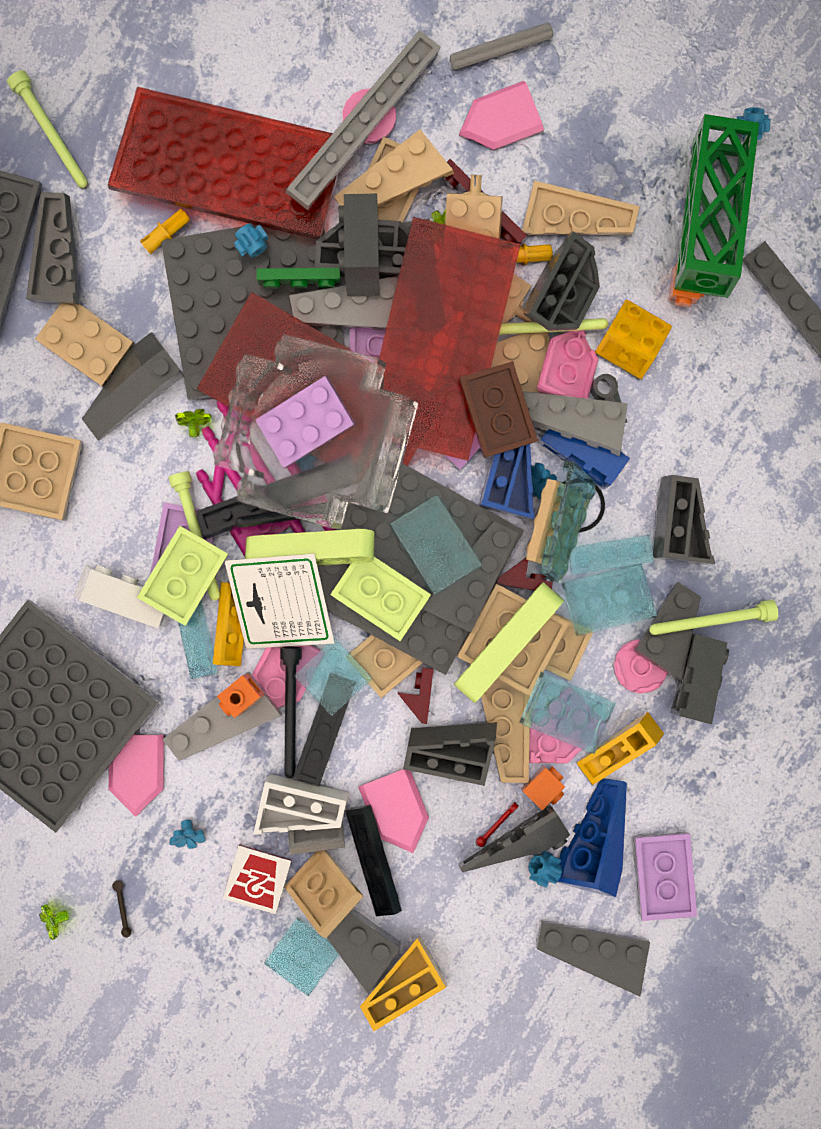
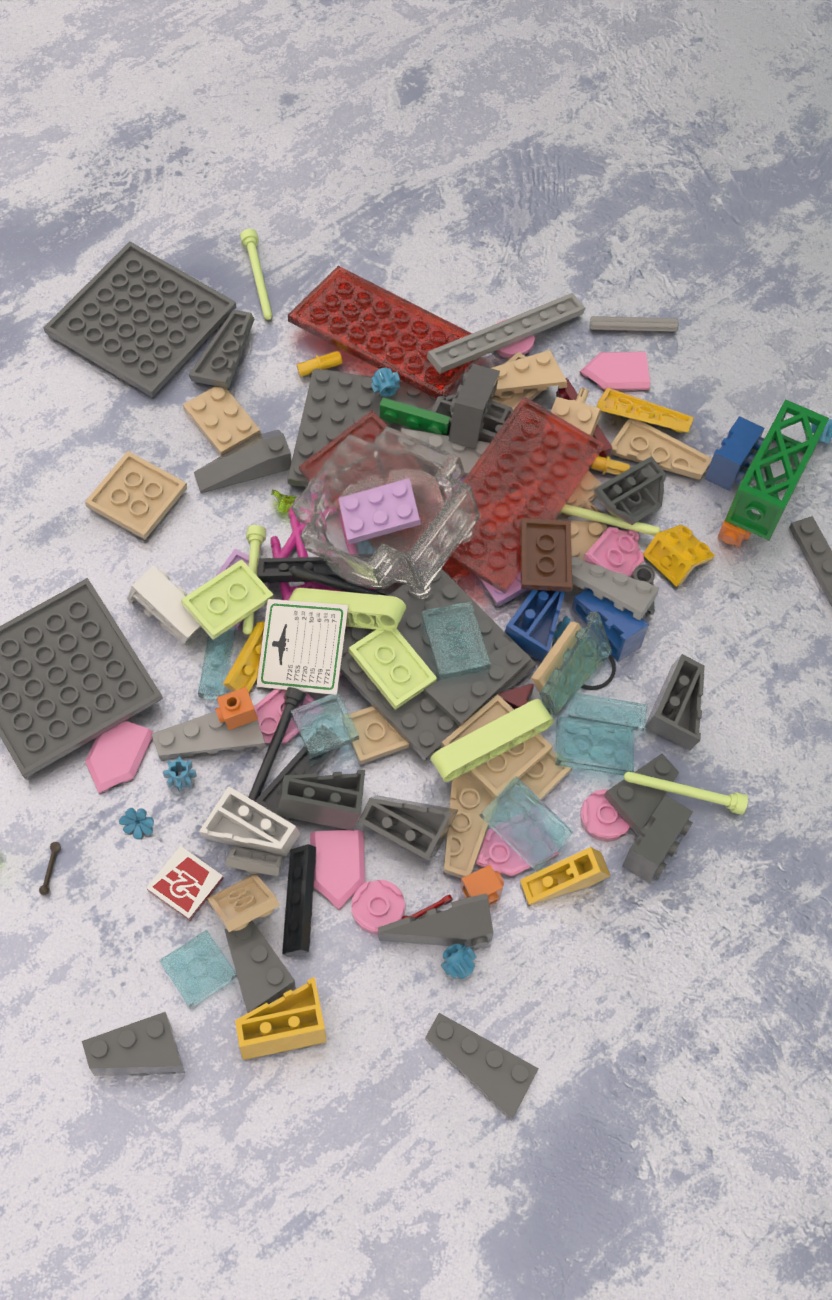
camera: 20 degrees right, 25 degrees down
(205, 780) = (186, 773): none -> dark azure gear
(278, 1055) = (134, 1049): none -> dark grey wedge
(362, 757) = (322, 800): none -> dark grey wedge
(420, 702) = (395, 773): dark red slope -> none
(449, 837) = (377, 905): none -> bright pink tile
(542, 169) = (639, 409): none -> yellow wing
(596, 850) = (513, 965): blue wedge -> none
(663, 189) = (735, 454): none -> blue wedge
(665, 876) = (573, 1010): lavender plate -> none

